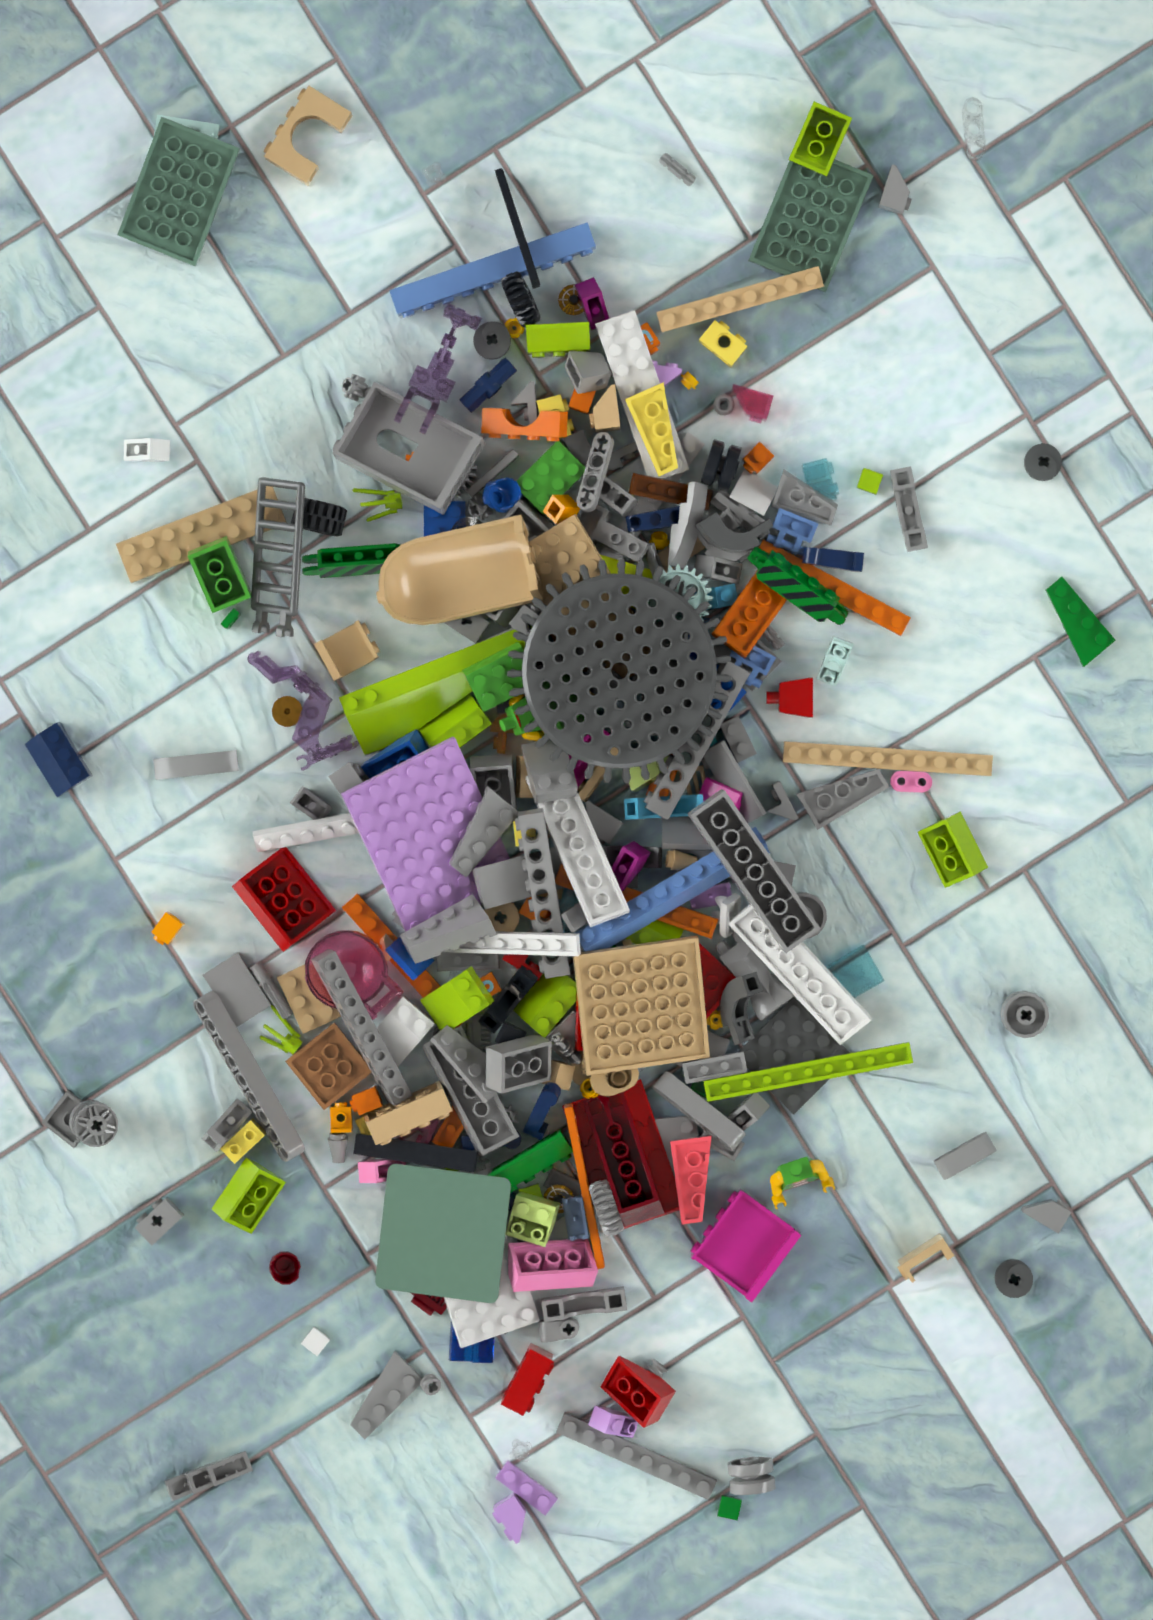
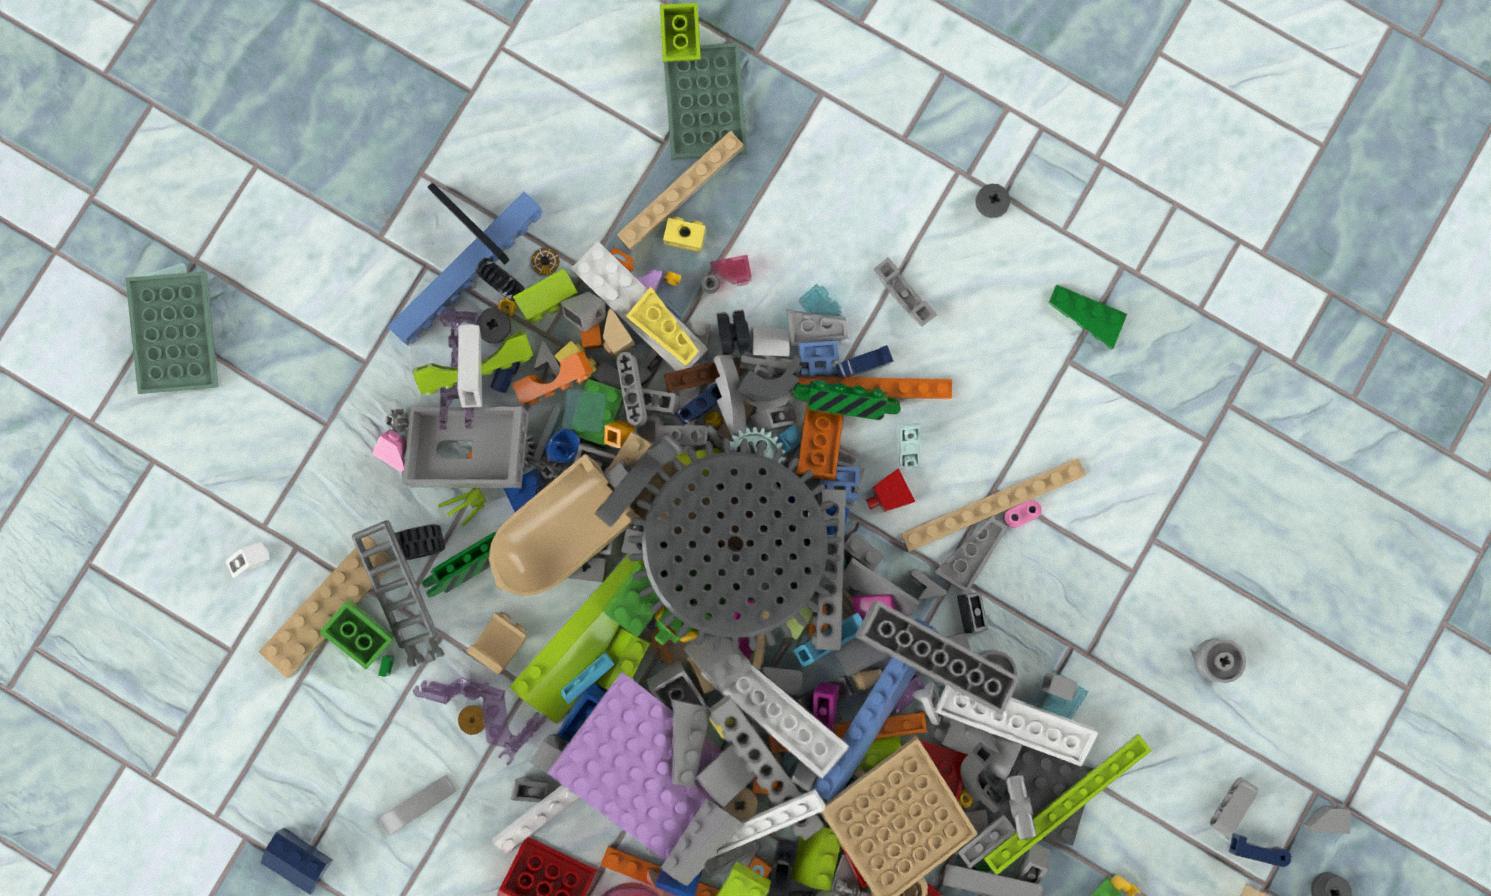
camera: 30 degrees left, 5 degrees down
(310, 106) = (250, 211): tan arch -> none
(336, 414) = (391, 449): none -> bright pink slope
(416, 726) = (587, 677): none -> medium azure tile
(453, 374) = (469, 366): none -> white slope
(498, 376) = (434, 376): none -> lime arch
(519, 960) = (787, 833): red slope -> none
(539, 470) = (584, 411): none -> clear light blue tile
(544, 553) = (617, 473): none -> light grey brick
(587, 550) = (632, 484): none -> dark grey beam
(592, 302) = (560, 253): magenta slope -> none
(677, 169) = (577, 116): light grey axle -> none
(757, 458) = (760, 313): orange bracket -> none
(762, 1051) = (1021, 807): none -> light grey piece
(813, 851) = (972, 612): none -> black slope
(857, 959) = (1059, 686): none -> light grey brick
(869, 481) = (860, 286): lime tile -> none
(895, 193) = (762, 47): light grey slope -> none
(952, 849) = (1087, 552): lime slope -> none
(978, 1220) = (1274, 855): none -> dark blue leg

